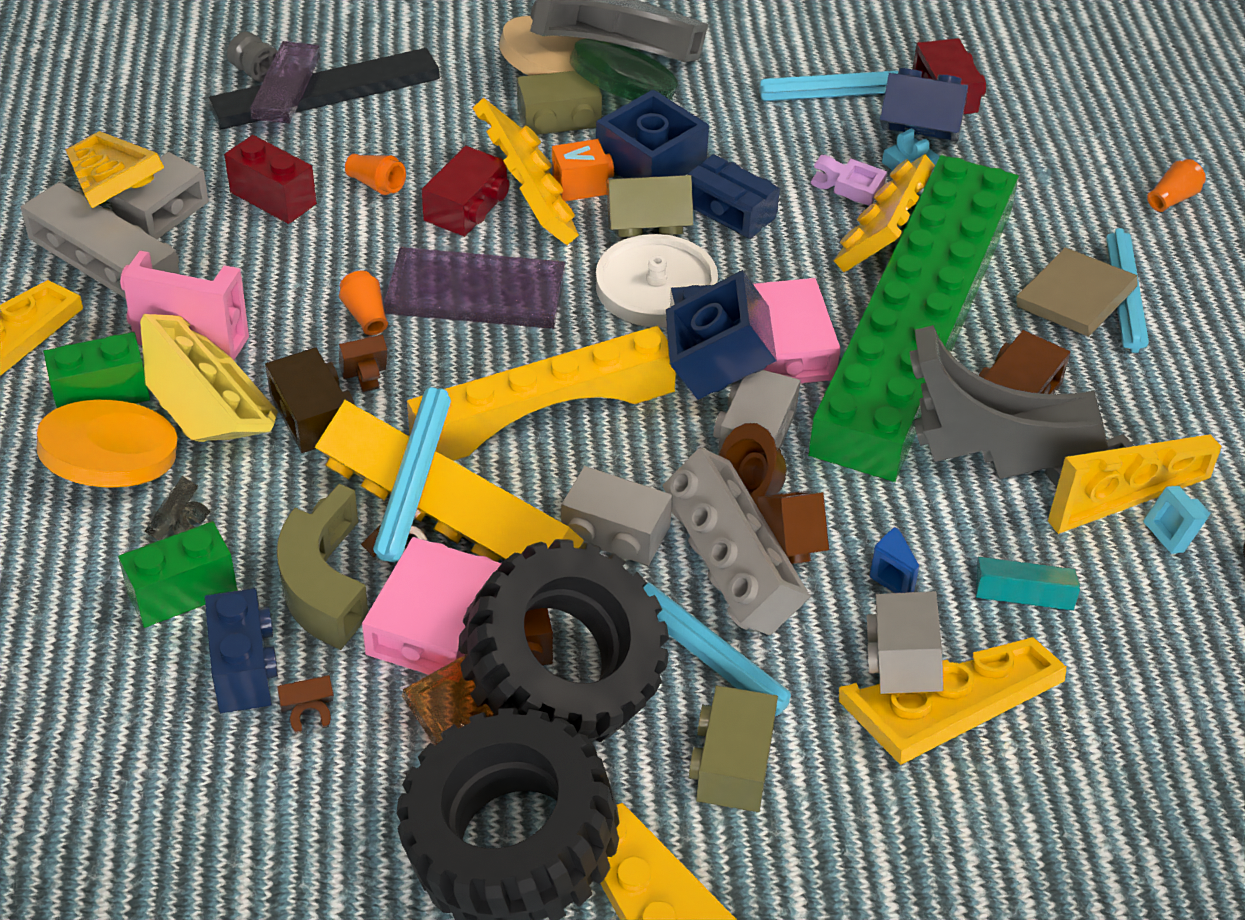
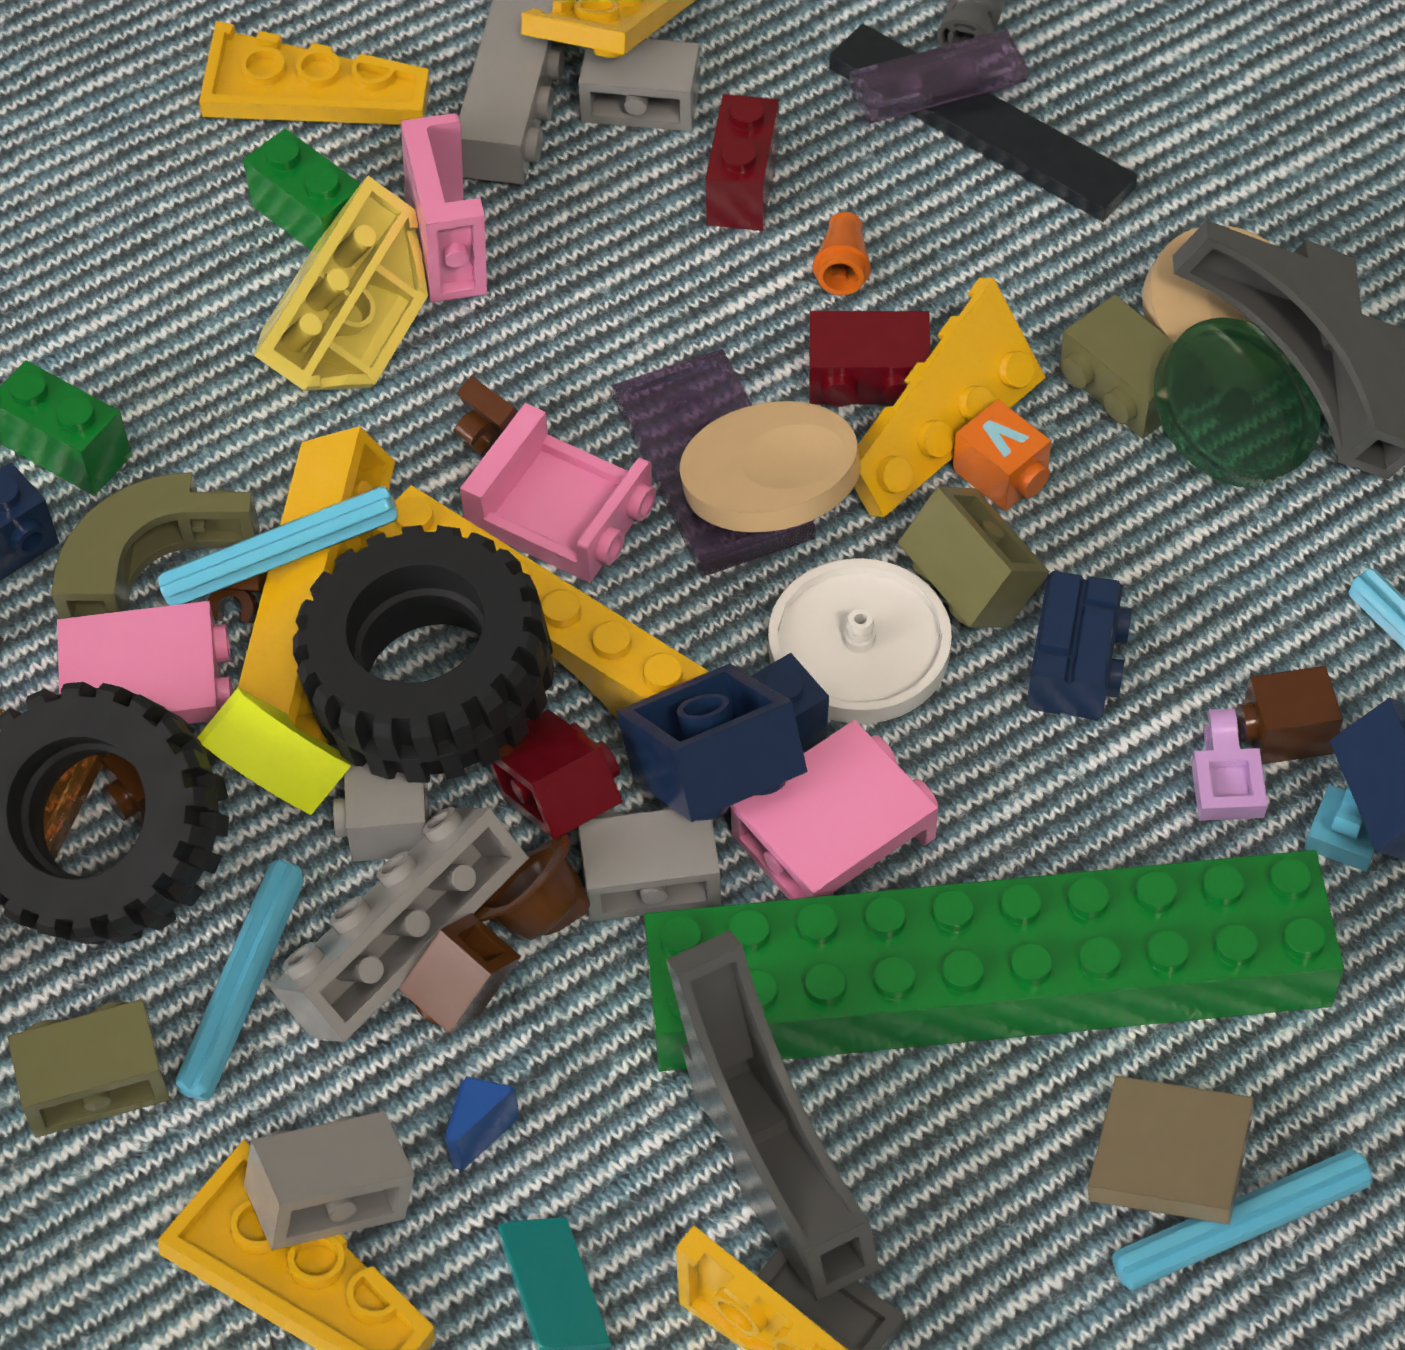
camera: 65 degrees right, 10 degrees up
(106, 443) = (209, 262): light orange piece -> none
(176, 509) = (153, 373): clear smoke tile -> none
(305, 395) = (397, 394): dark brown brick -> none
(363, 299) = (597, 364): orange cone -> none
(452, 353) = (555, 497): none -> bright pink panel
(523, 248) = (770, 466): none -> tan piece
(571, 469) = (411, 585): none -> black tyre
(578, 525) = (273, 752): none -> neon yellow slope
(653, 138) = (1103, 502): dark blue brick -> none
(676, 424) = (557, 775): none -> dark red brick
(834, 136) = (1290, 714): none -> reddish brown brick
(881, 219) = (1171, 841): yellow wing -> none
(1029, 365) = (926, 1144): reddish brown brick -> none

